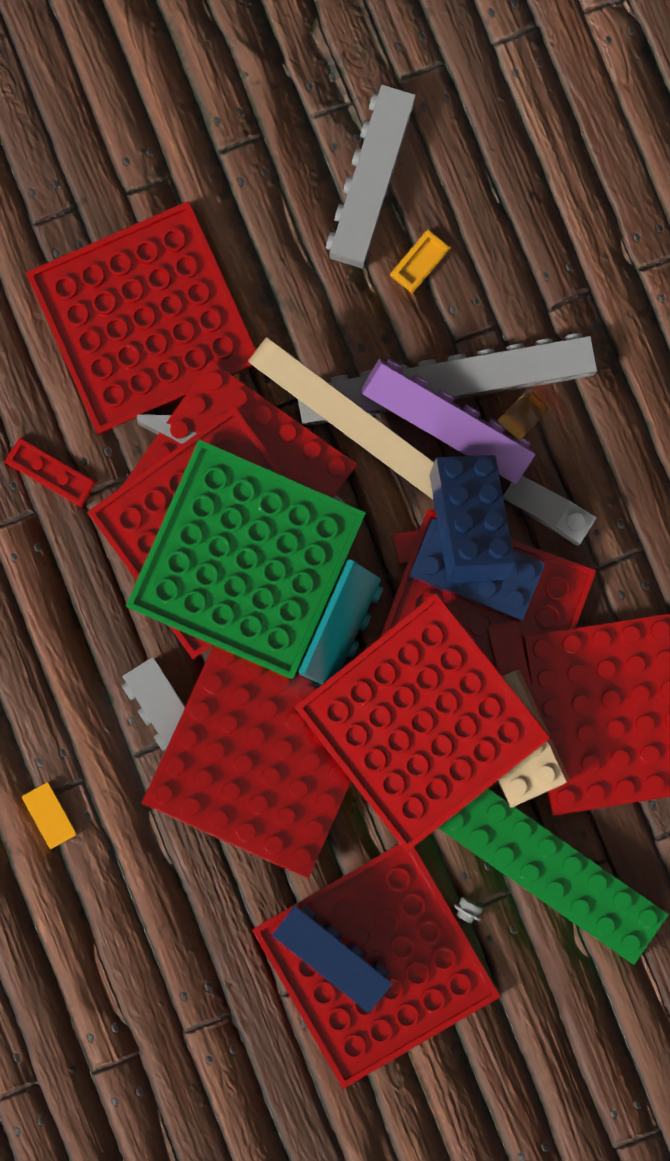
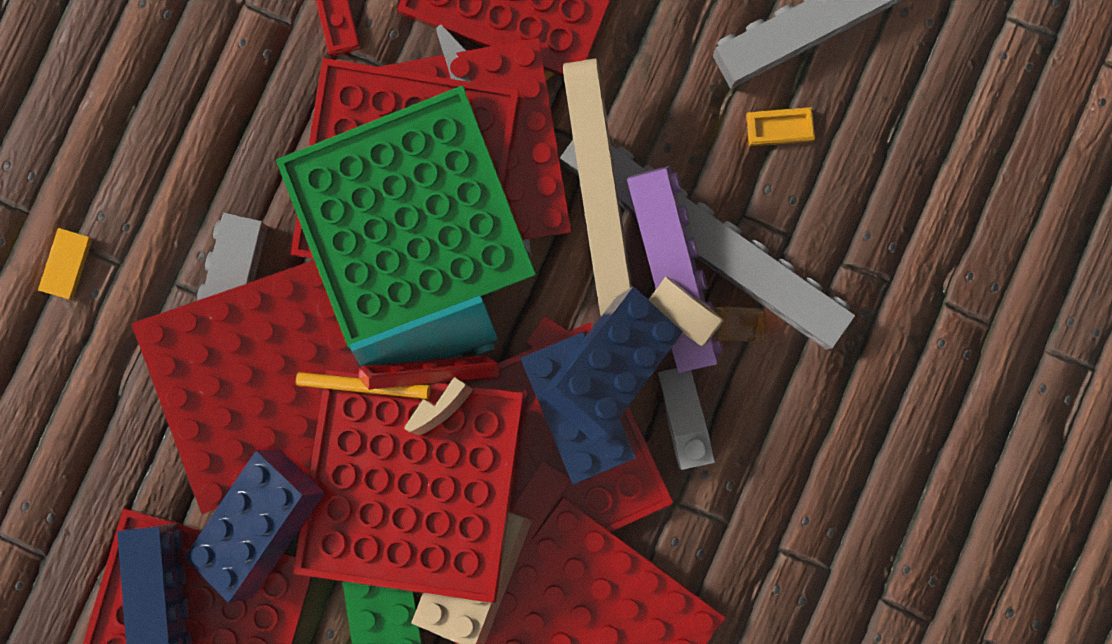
camera: 50 degrees right, 0 degrees up
(329, 691) = (356, 385): none -> light orange bar
(351, 847) = (254, 525): none -> dark blue brick
(361, 641) = (428, 371): none -> red tile
(393, 664) = (429, 415): none -> tan slope
(485, 440) = (686, 312): none -> tan slope

